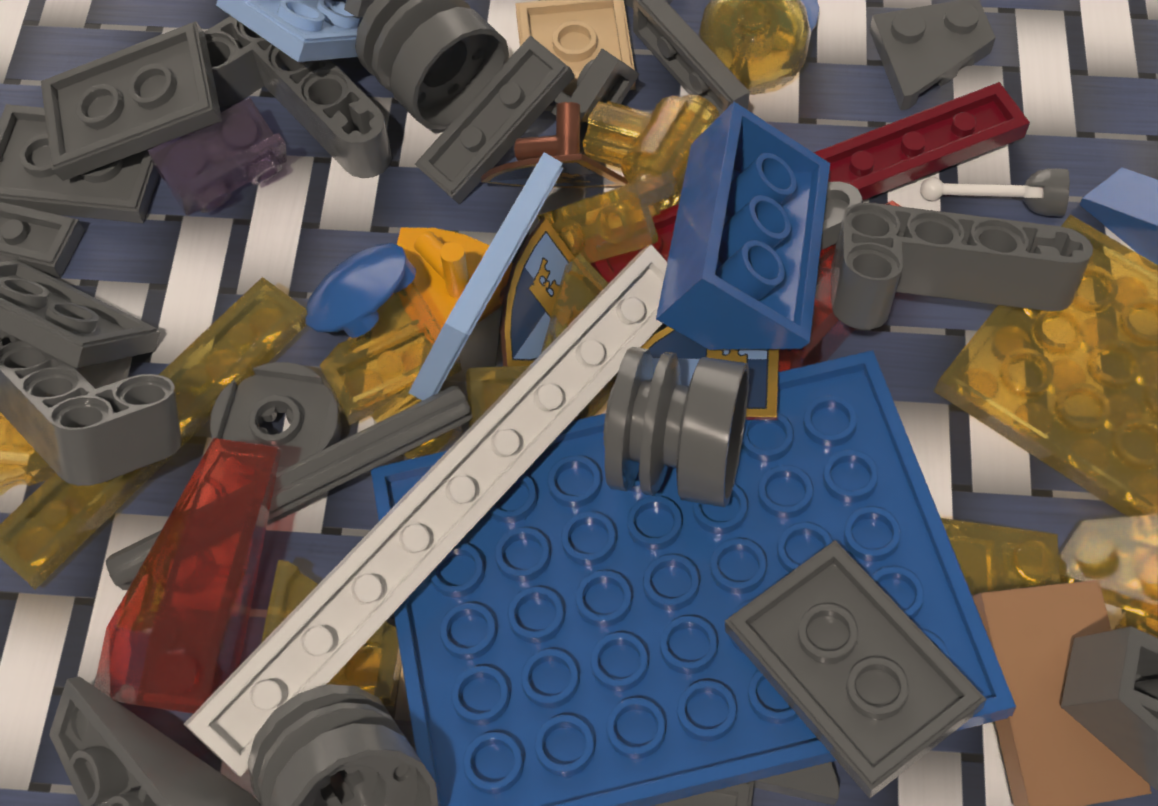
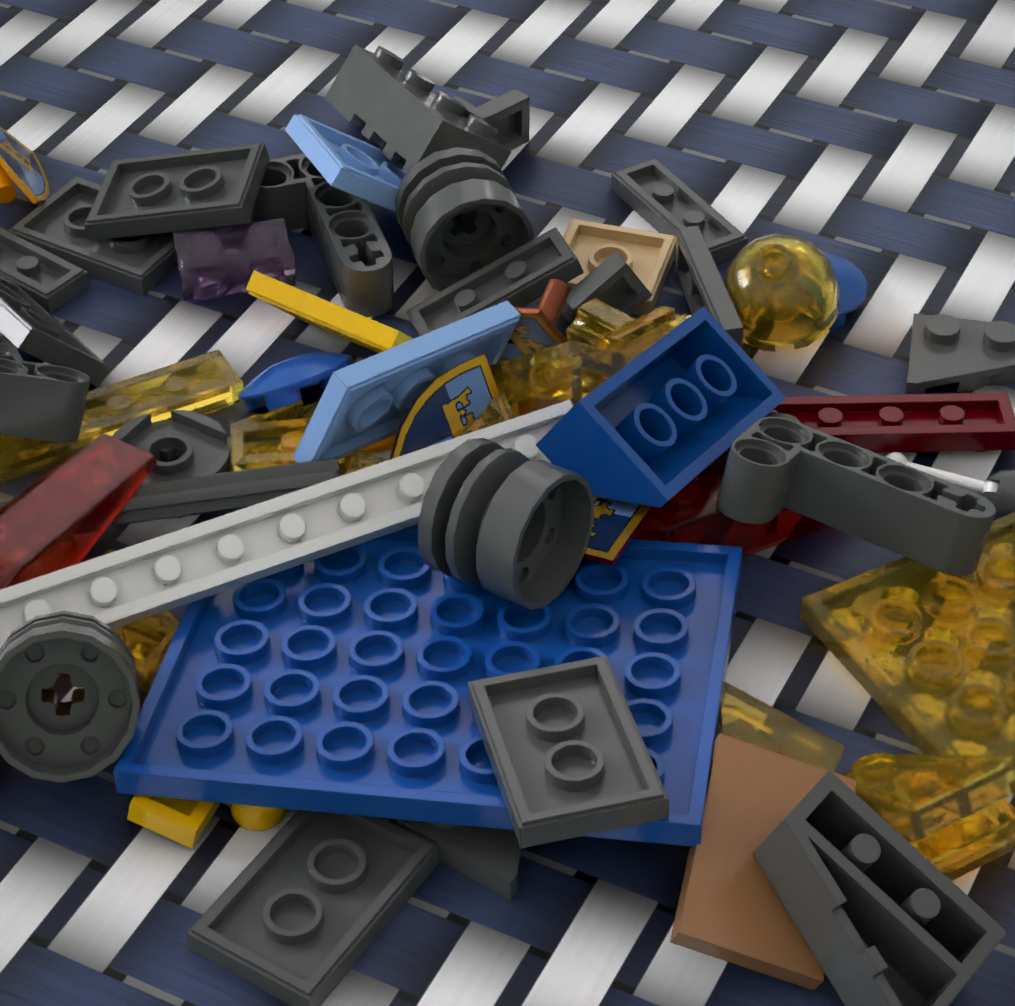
camera: 20 degrees right, 20 degrees down
(375, 209) = (325, 314): none -> yellow tile

